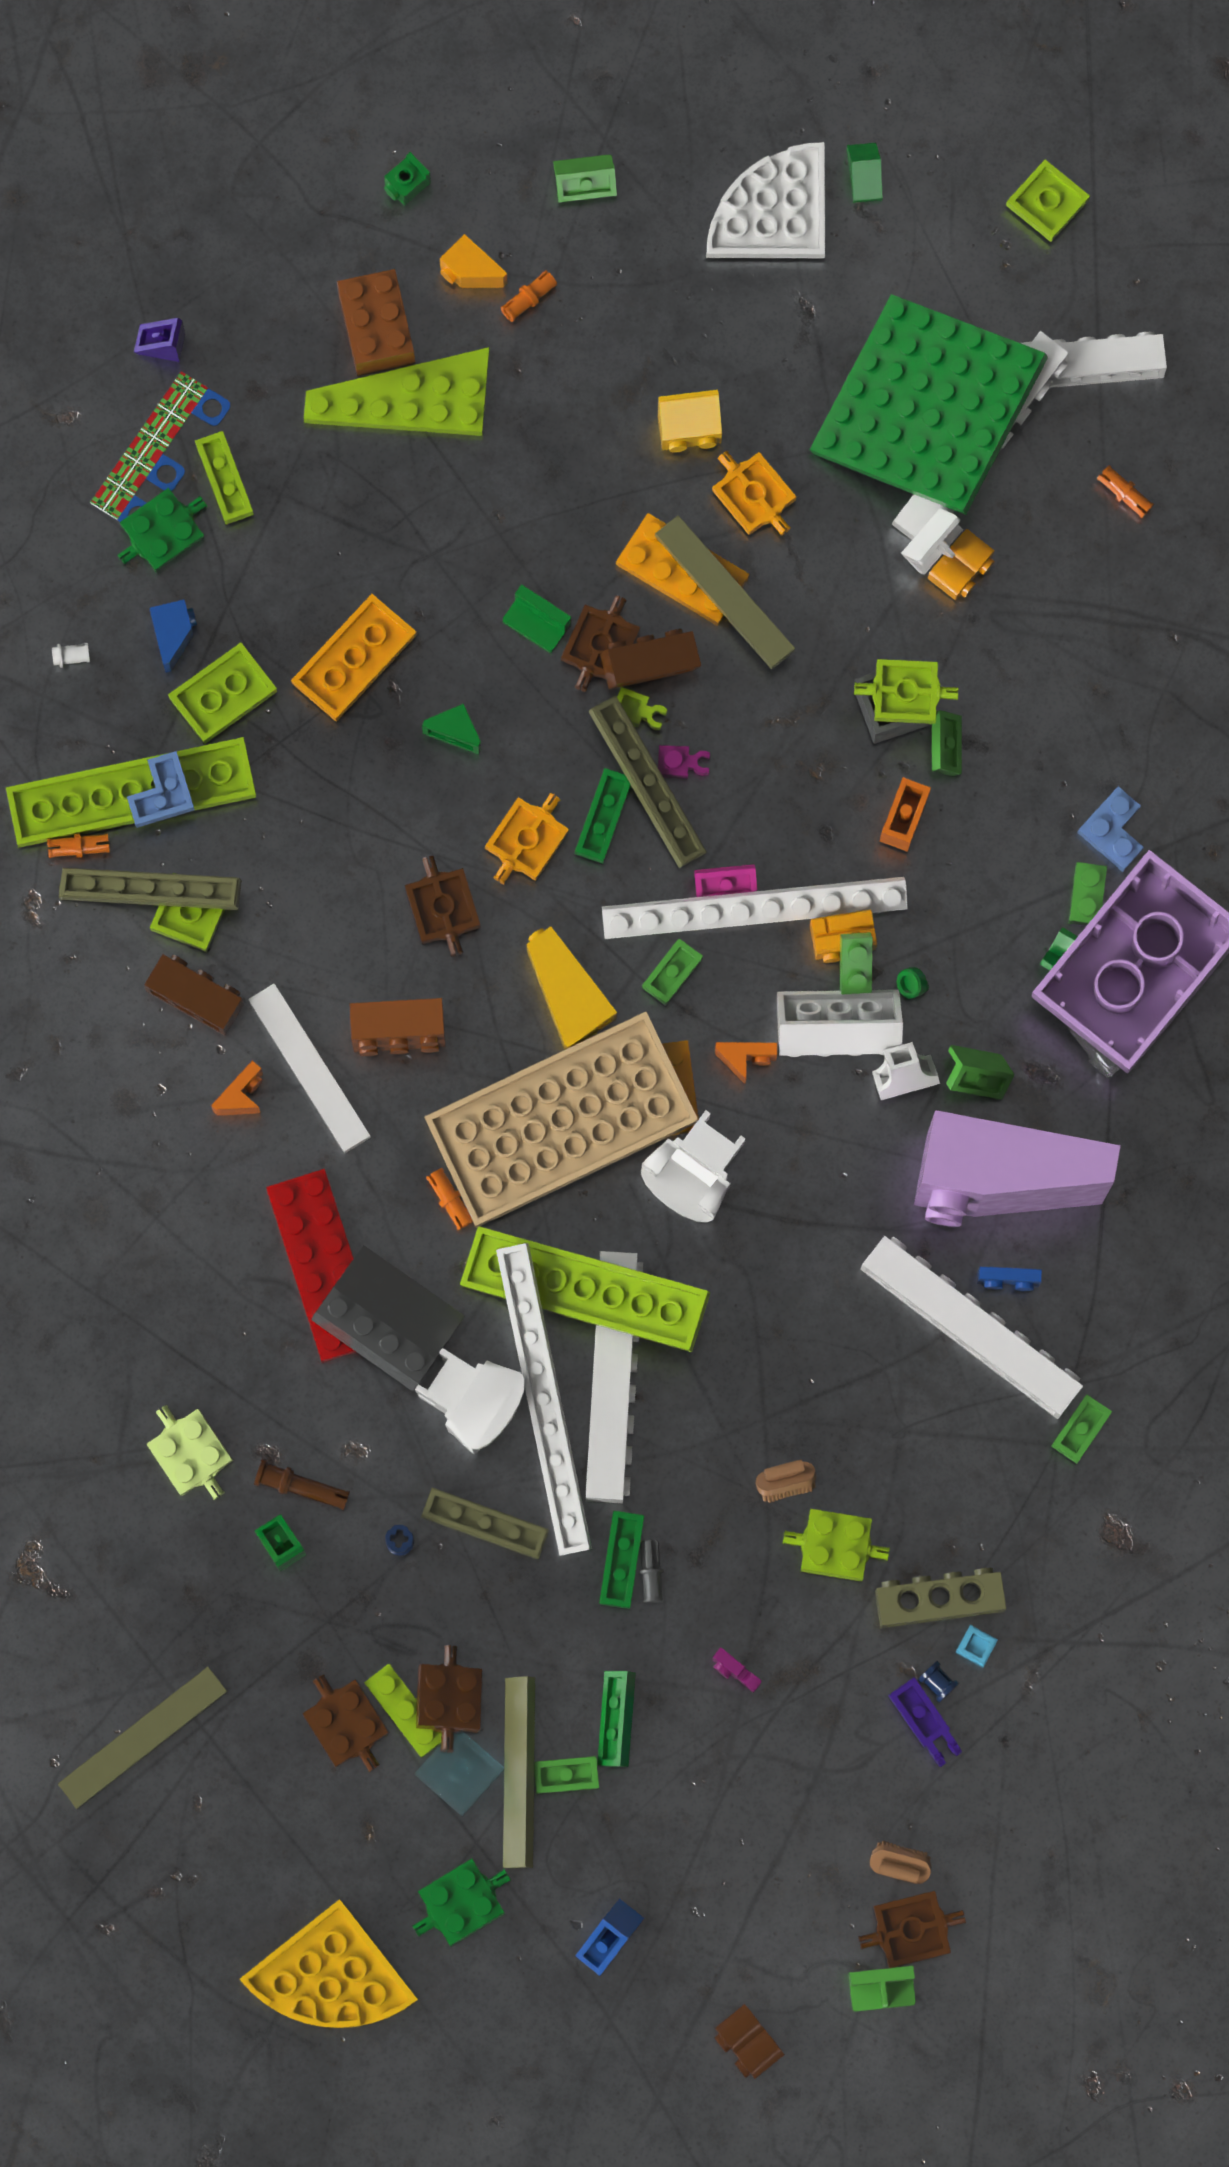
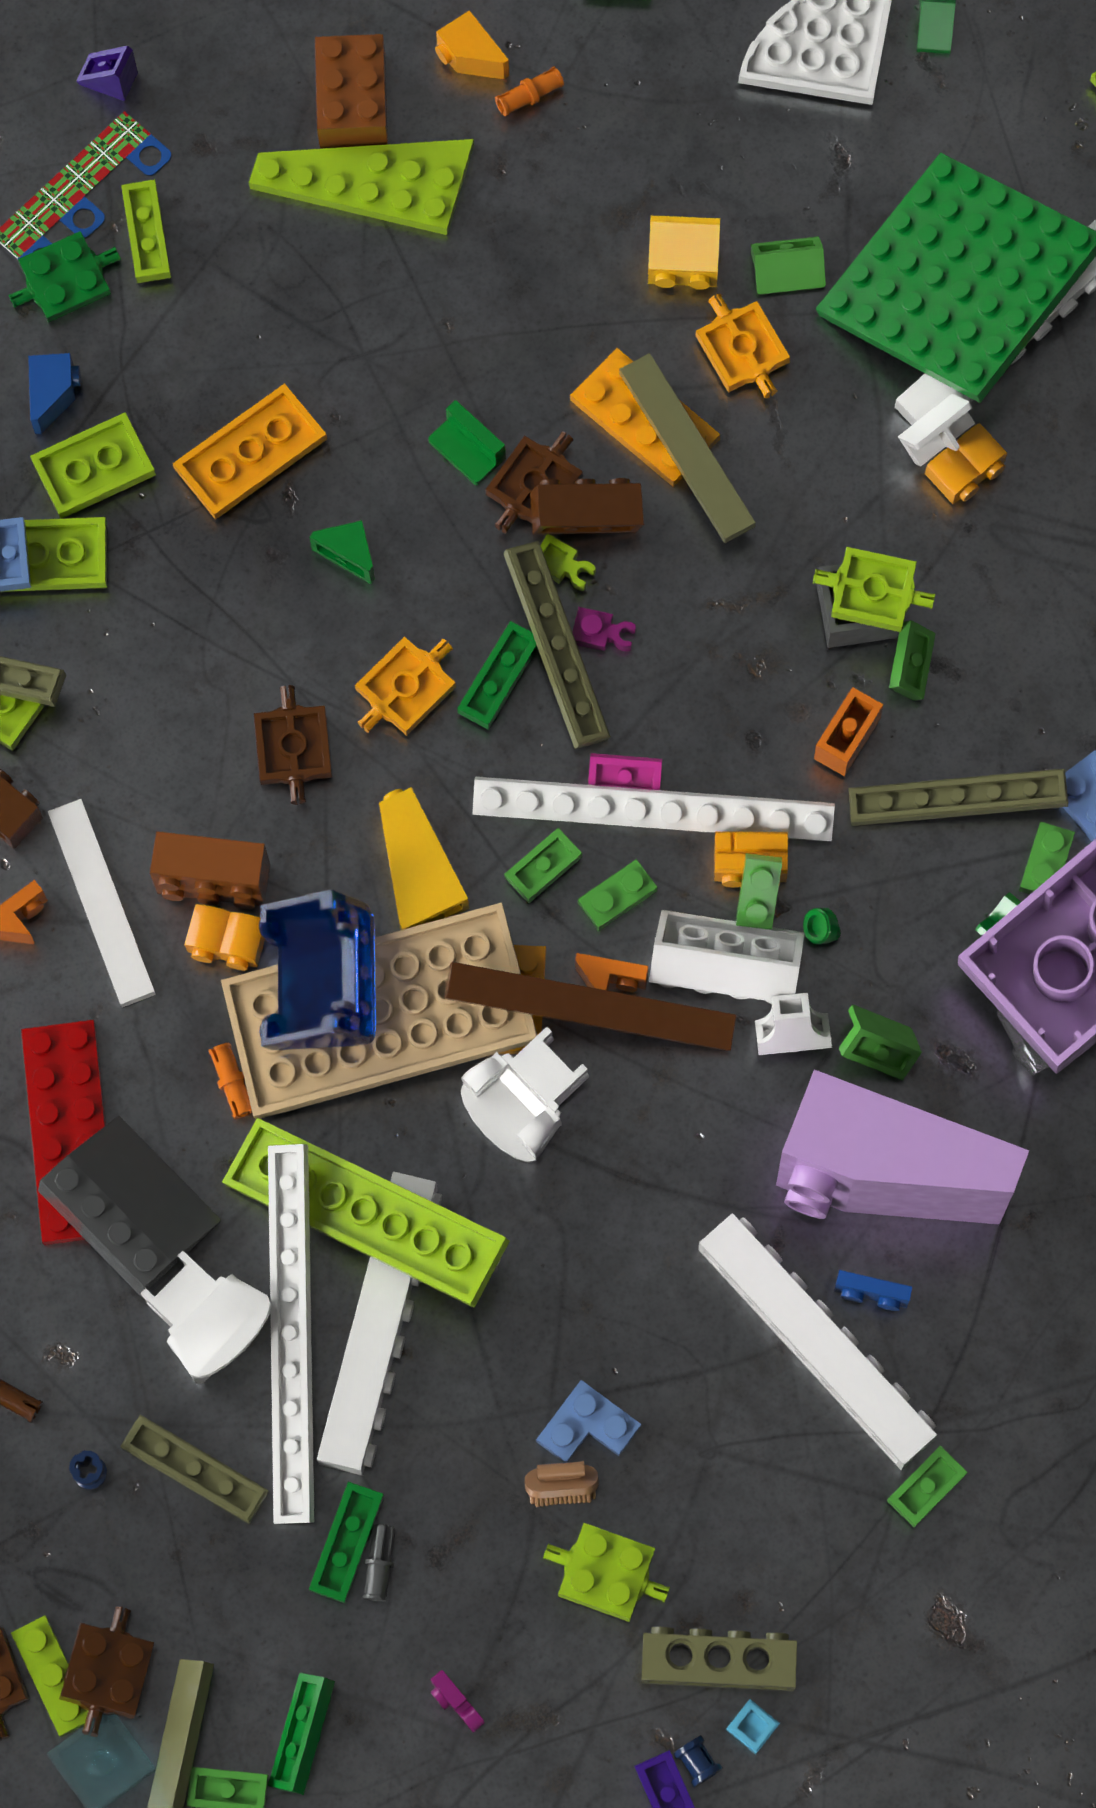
camera: 15 degrees right, 5 degrees down
(420, 1079) = (225, 937): none -> light orange brick
(508, 1097) = (322, 972): none -> clear blue windscreen
(736, 1085) = (590, 1006): none -> reddish brown tile
(738, 985) = (617, 895): none -> bright green plate
(779, 414) = (788, 265): none -> bright green panel
(797, 1420) = (587, 1414): none -> medium blue plate
(1005, 853) = (958, 797): none -> olive tile

